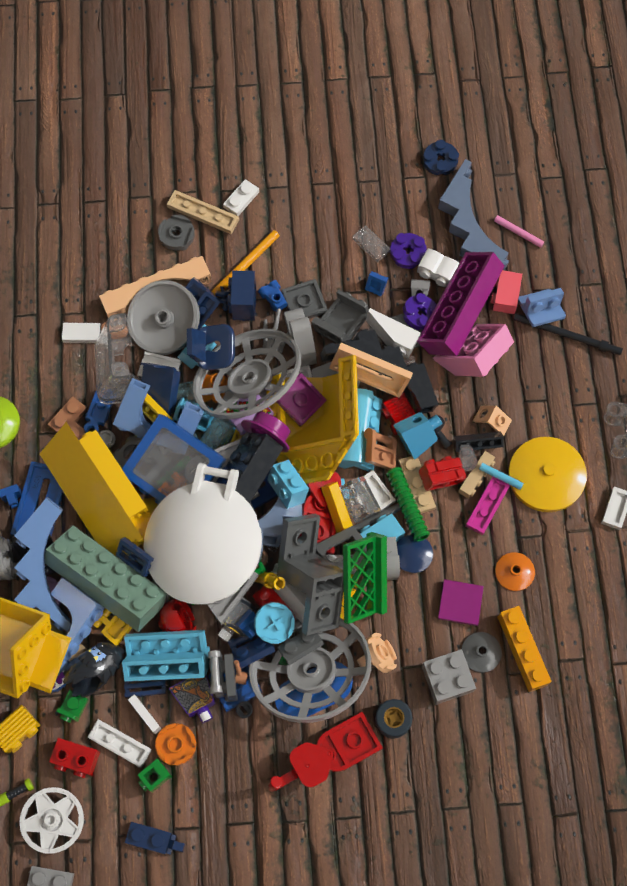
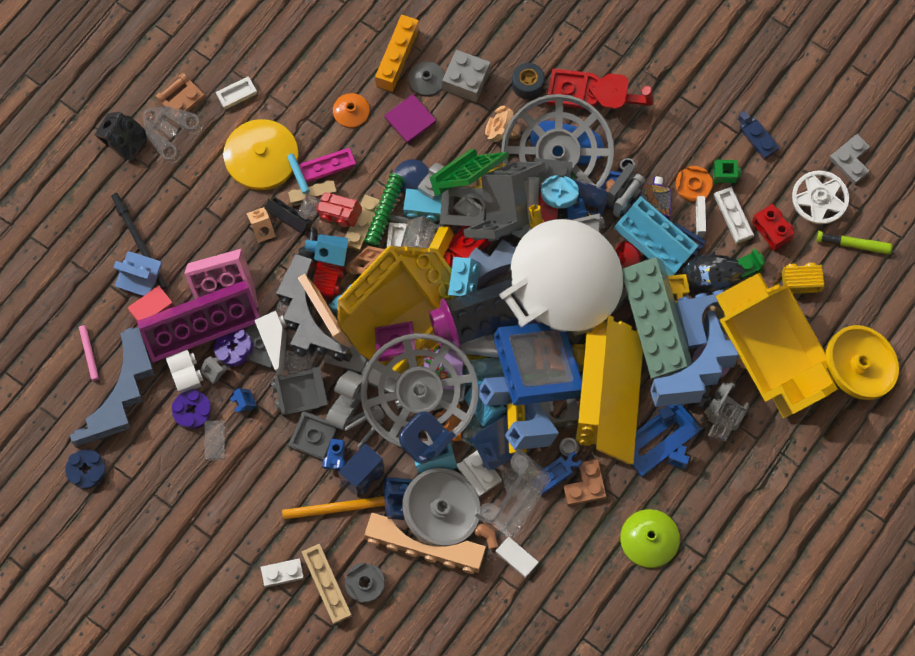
camera: 140 degrees left, 0 degrees up
(134, 553) = (624, 311): dark blue tile -> none
(223, 293) = (375, 490): dark blue hair -> none

